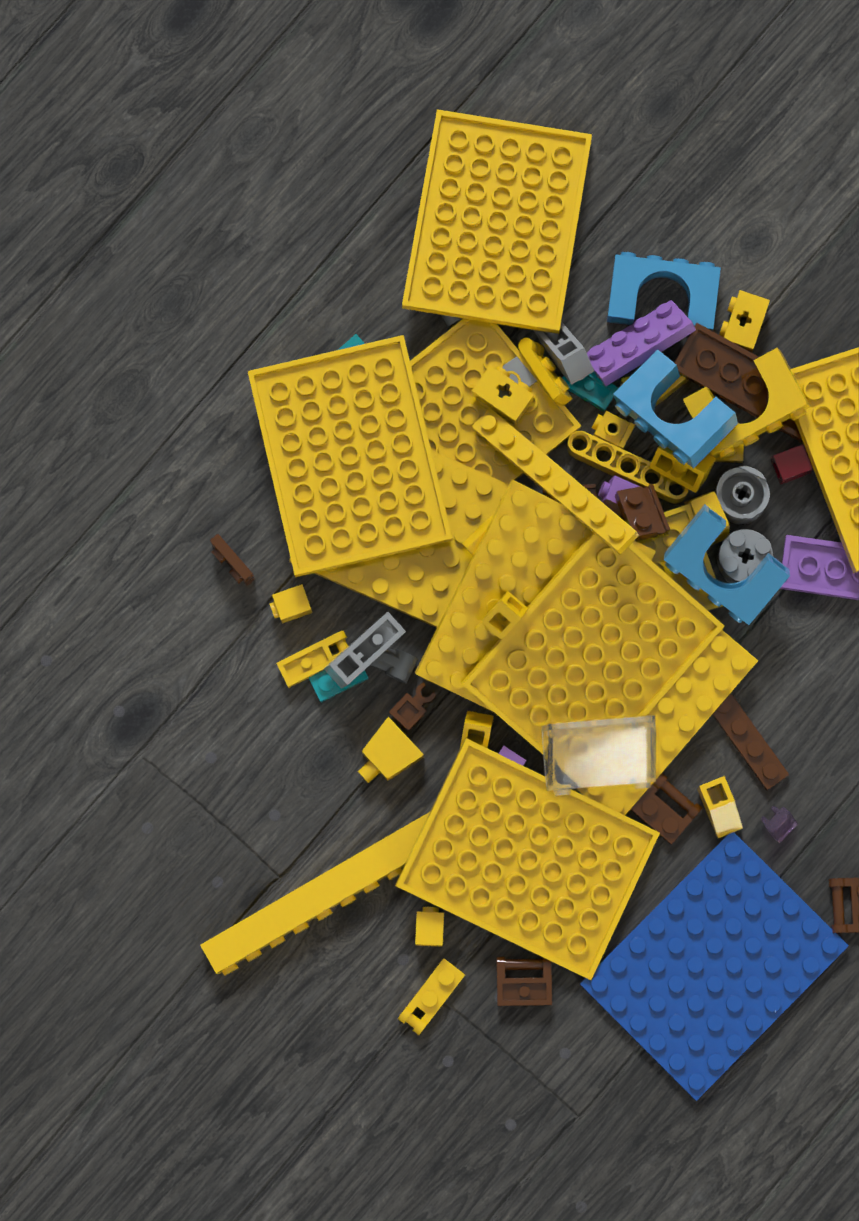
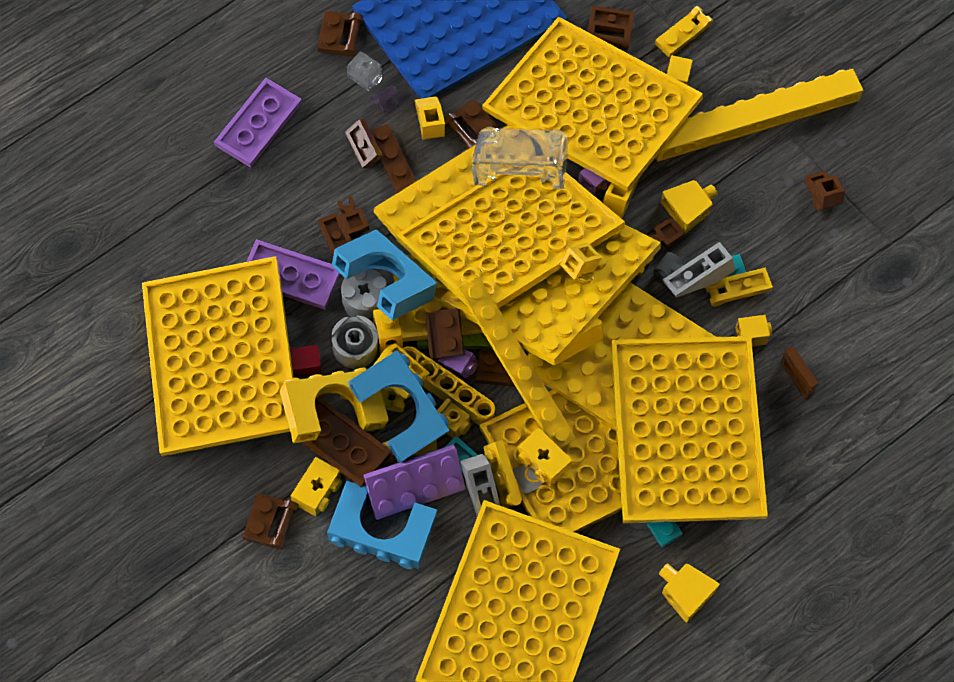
camera: 175 degrees left, 15 degrees down
(231, 801) = (825, 190): none -> reddish brown brick
(321, 287) = (687, 589): none -> yellow torso
(779, 652) = (353, 219): none -> reddish brown plate
(790, 754) = (363, 143): none -> plate
(794, 278) = (262, 520): none -> reddish brown plate
(794, 627) = (333, 231): none -> reddish brown plate
(811, 853) = (364, 71): none -> clear brick

